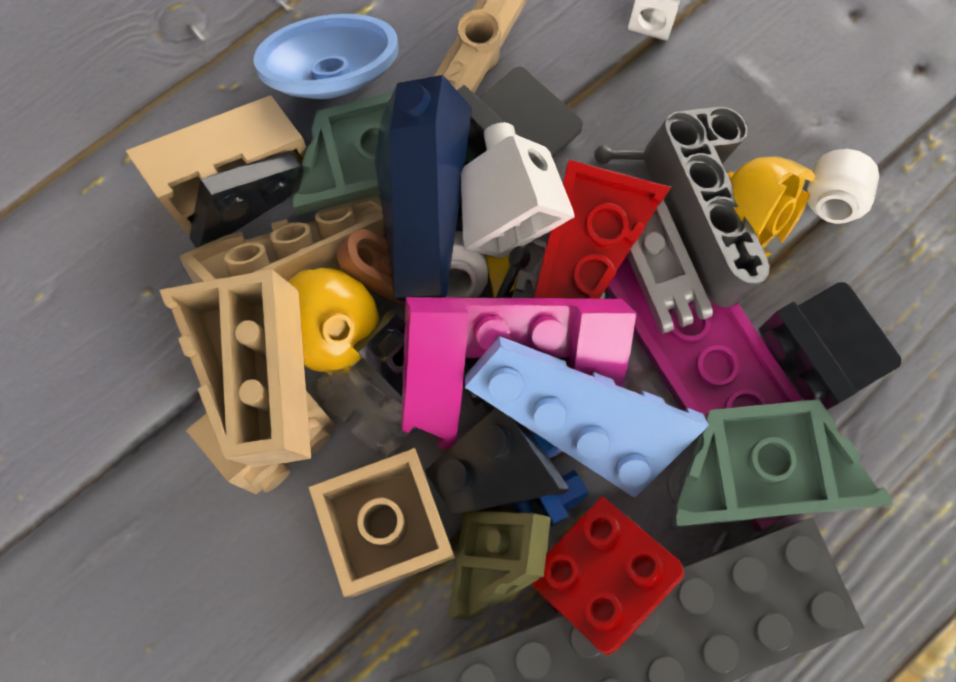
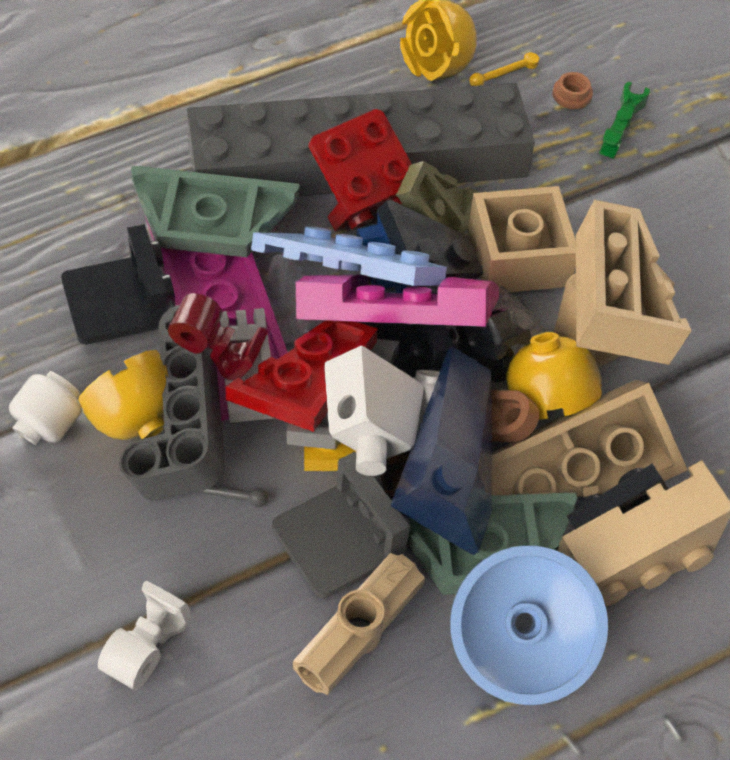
camera: 175 degrees left, 20 degrees down
(723, 235) = (199, 327): none -> dark red leg

